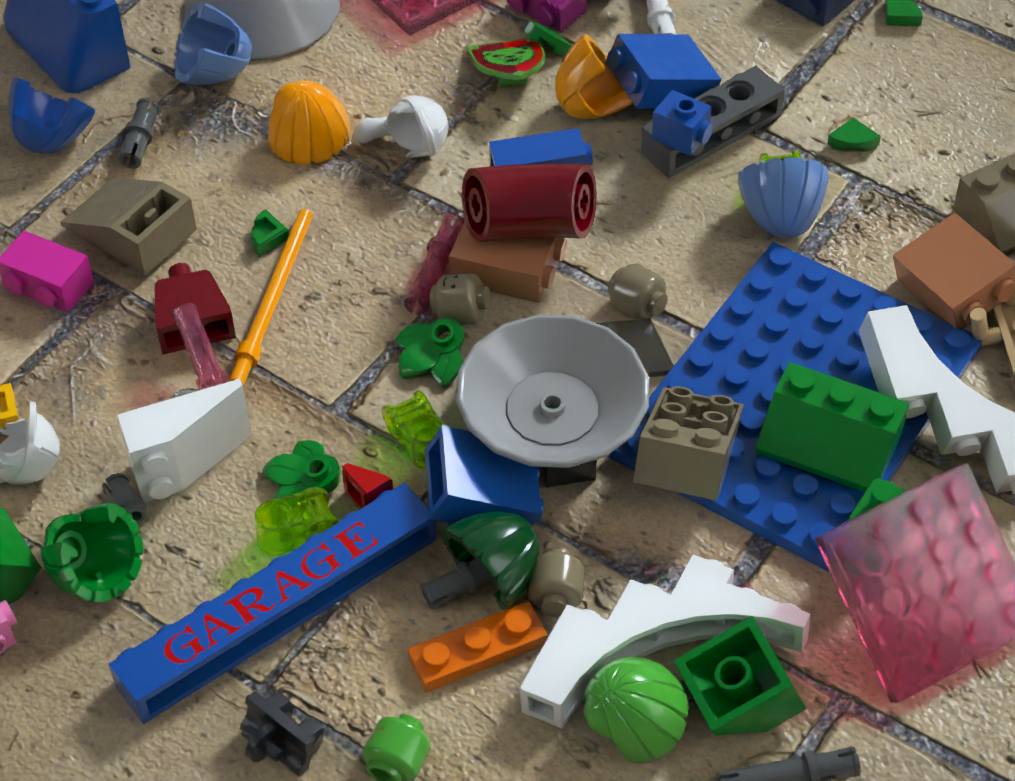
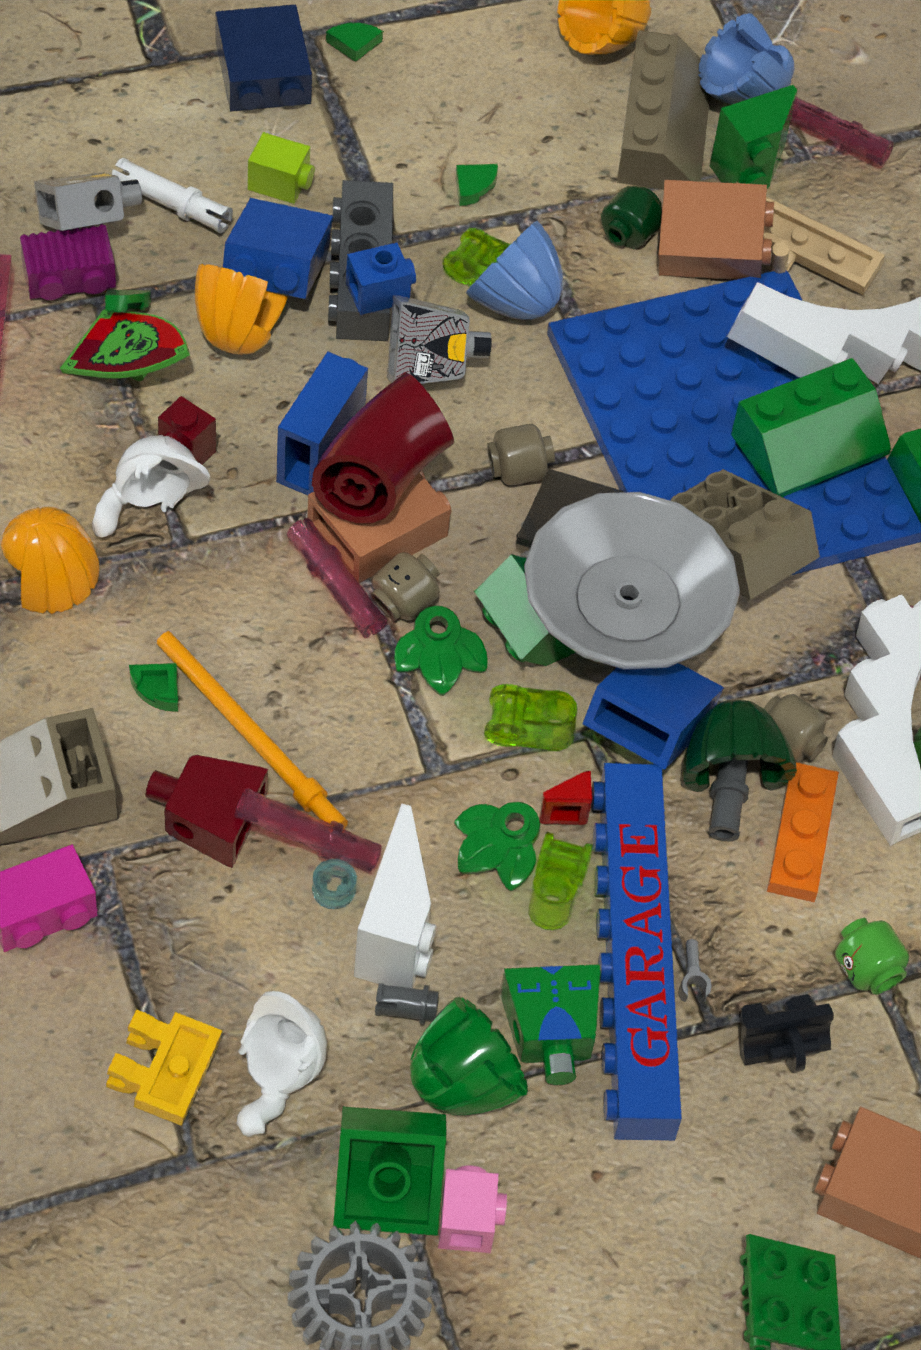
camera: 60 degrees left, 5 degrees up
(173, 582) = (552, 1016): none -> green torso
(277, 648) = (694, 973): none -> light grey hand
(466, 125) = (190, 427): none -> dark red brick
(671, 185) = (432, 341): none -> torso
(739, 38) = (280, 168): none -> lime brick
(915, 221) = (632, 217): none -> dark green head

